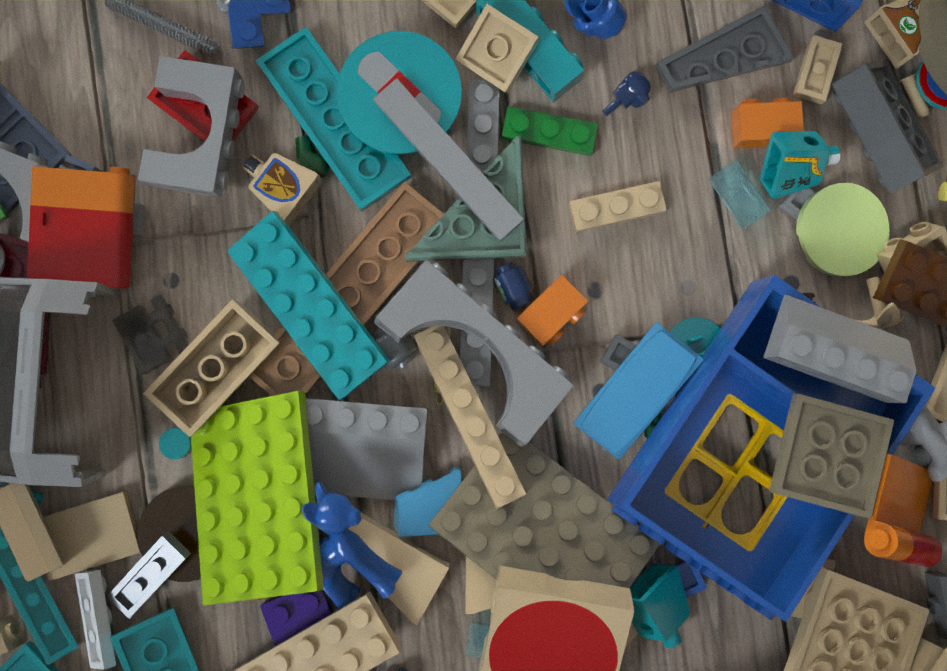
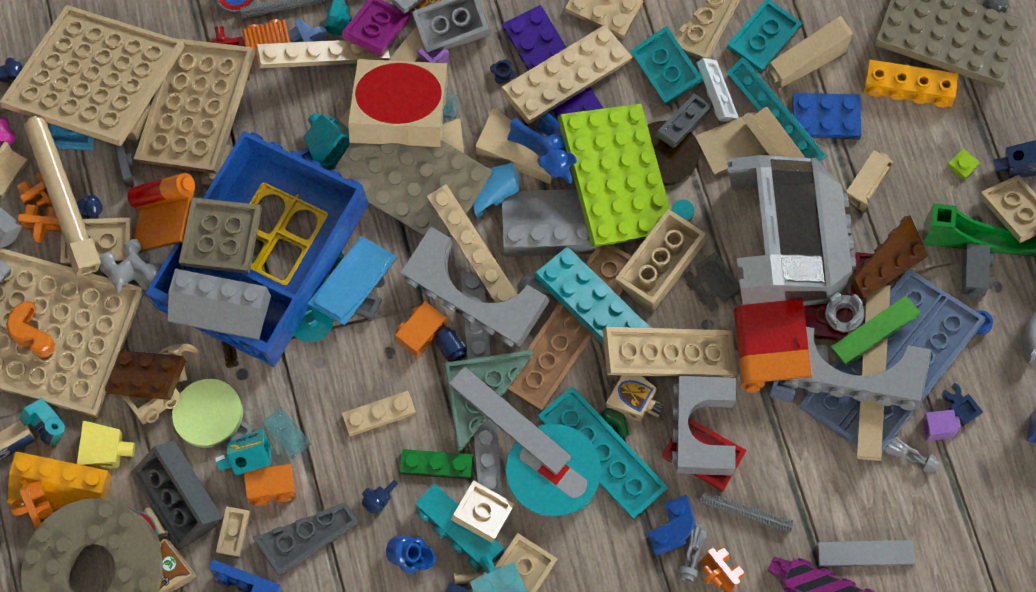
camera: 170 degrees right, 15 degrees down
(223, 227) = (669, 352): none -> tan plate

